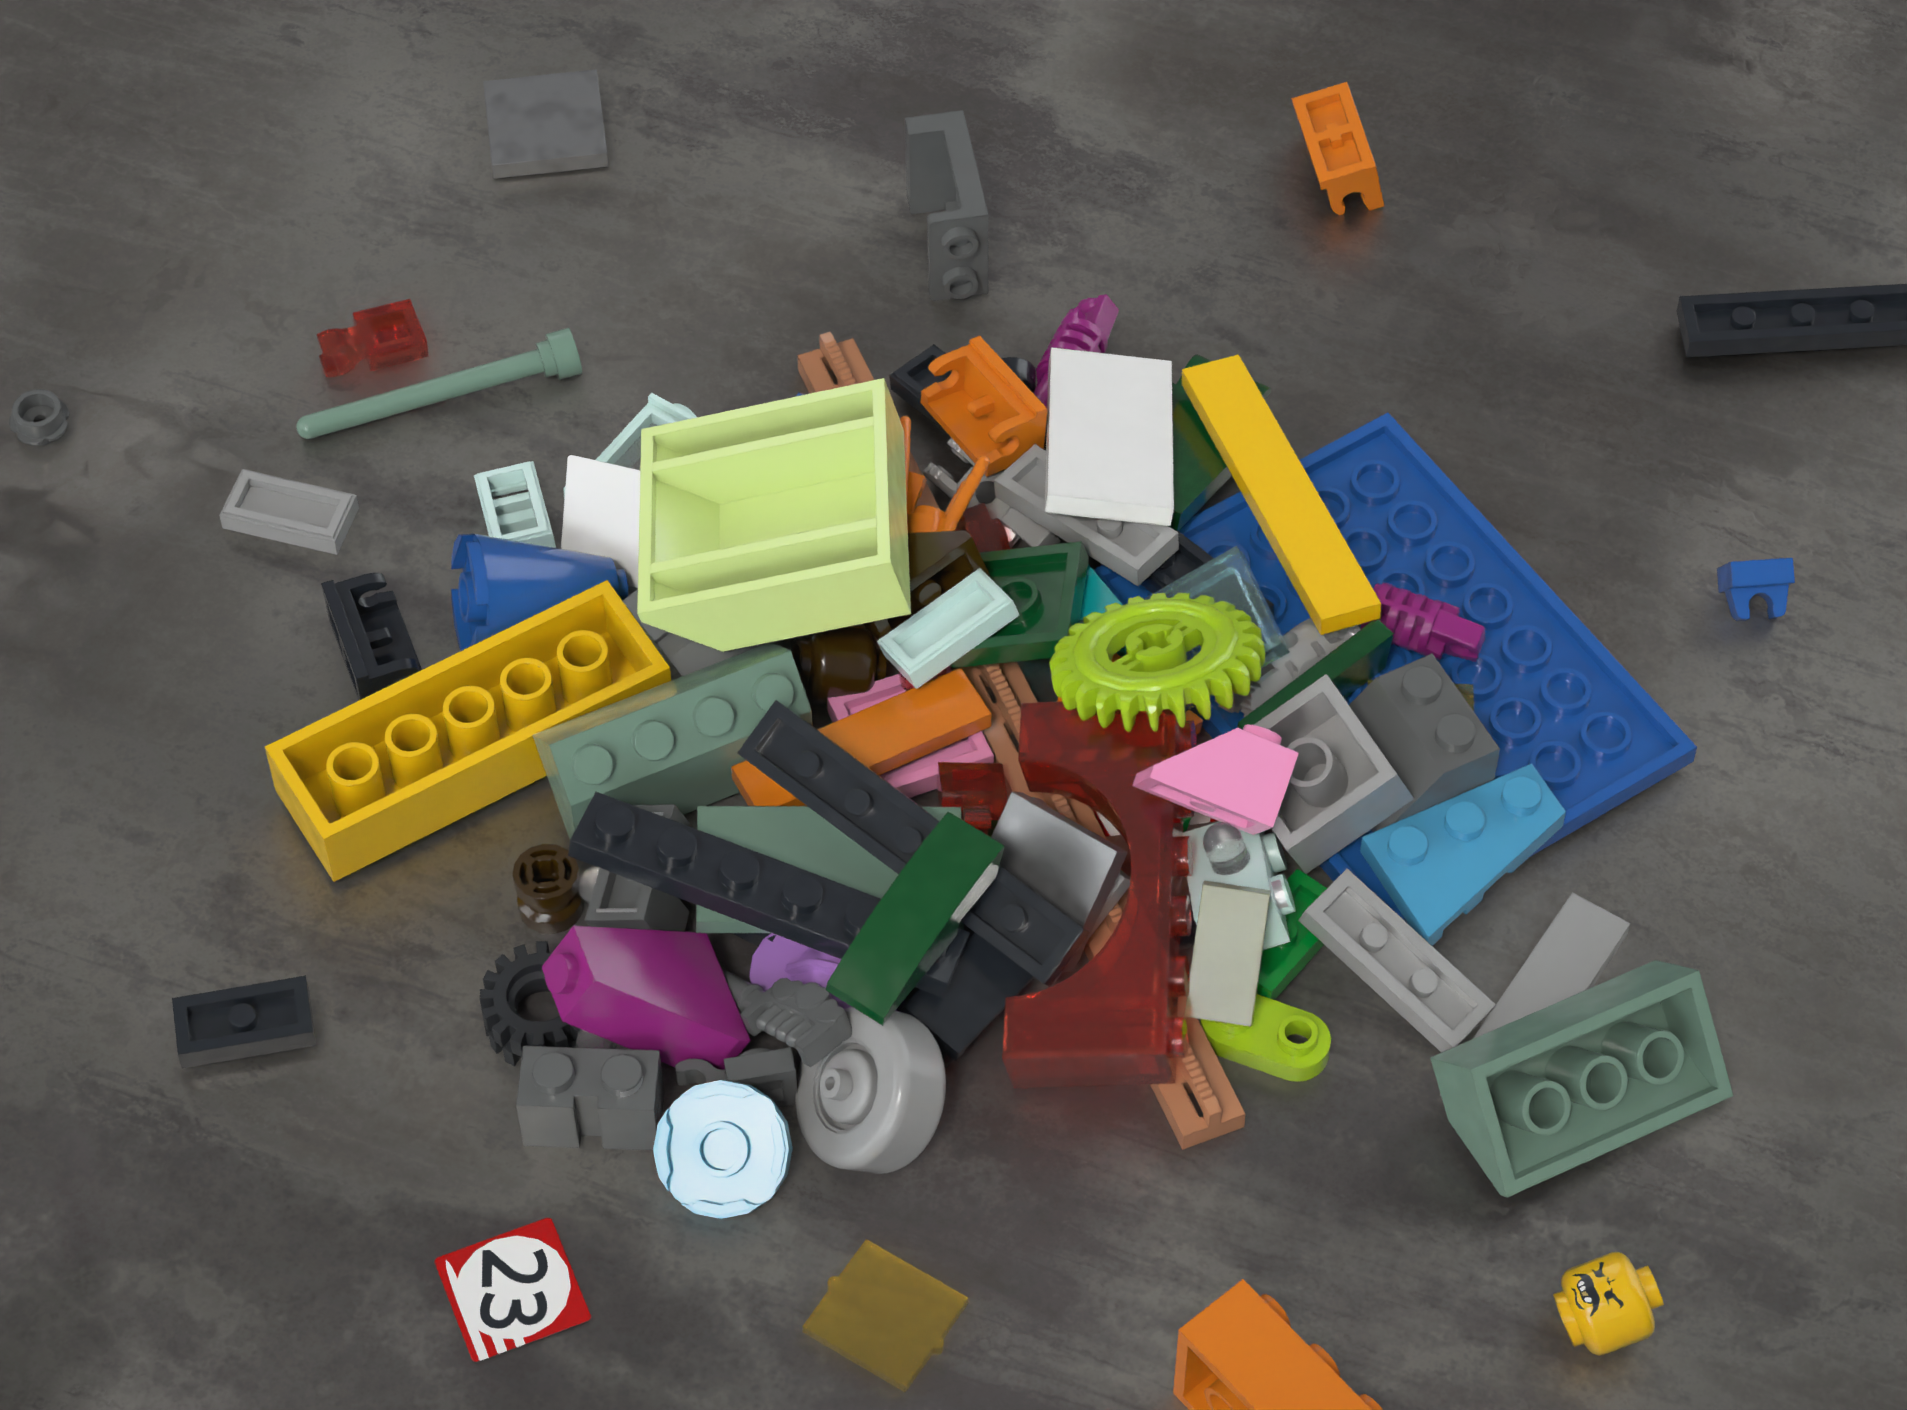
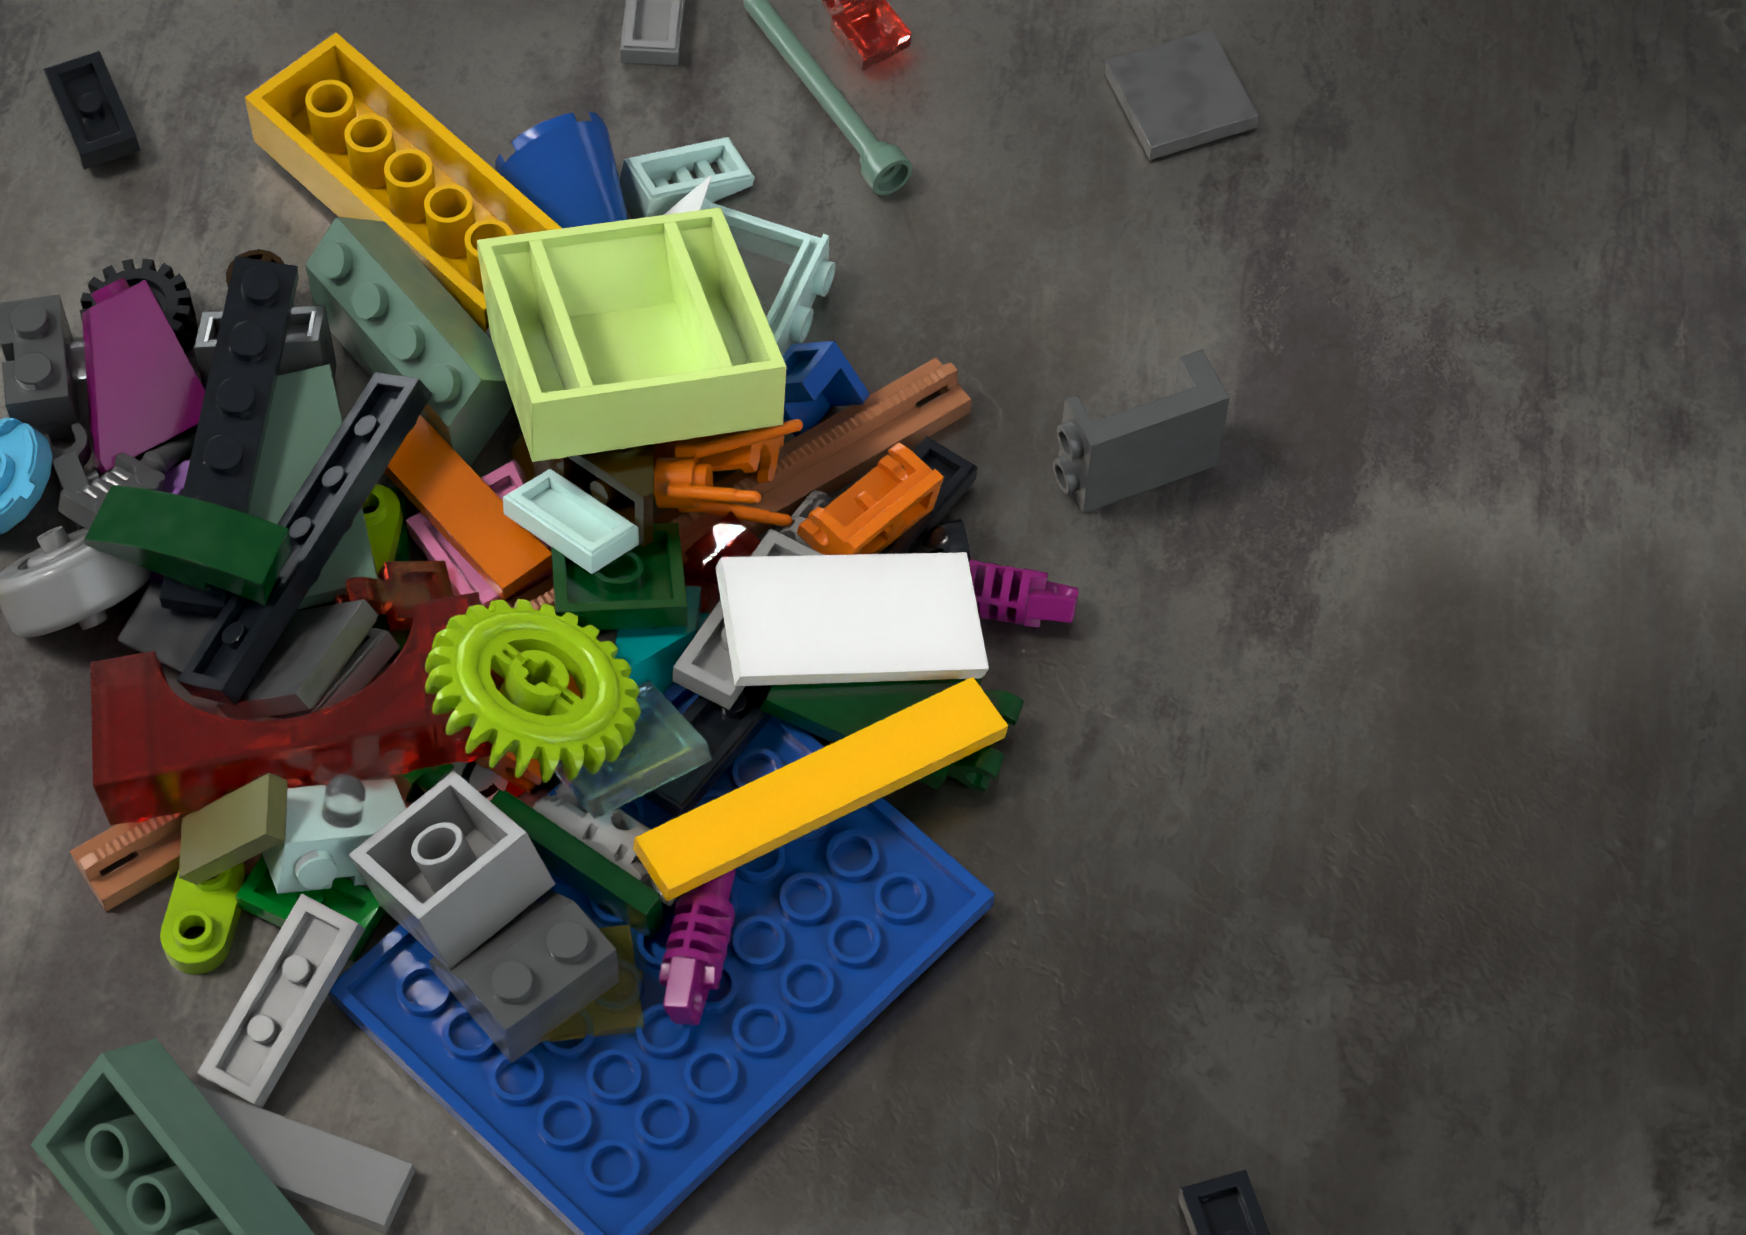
camera: 75 degrees right, 5 degrees up
(369, 633) = (507, 99): black hinge -> none
(1228, 778) = (382, 761): bright pink slope -> none
(1338, 146) = (1361, 792): orange hinge -> none
(1459, 848) = (426, 1037): dark azure wing -> none

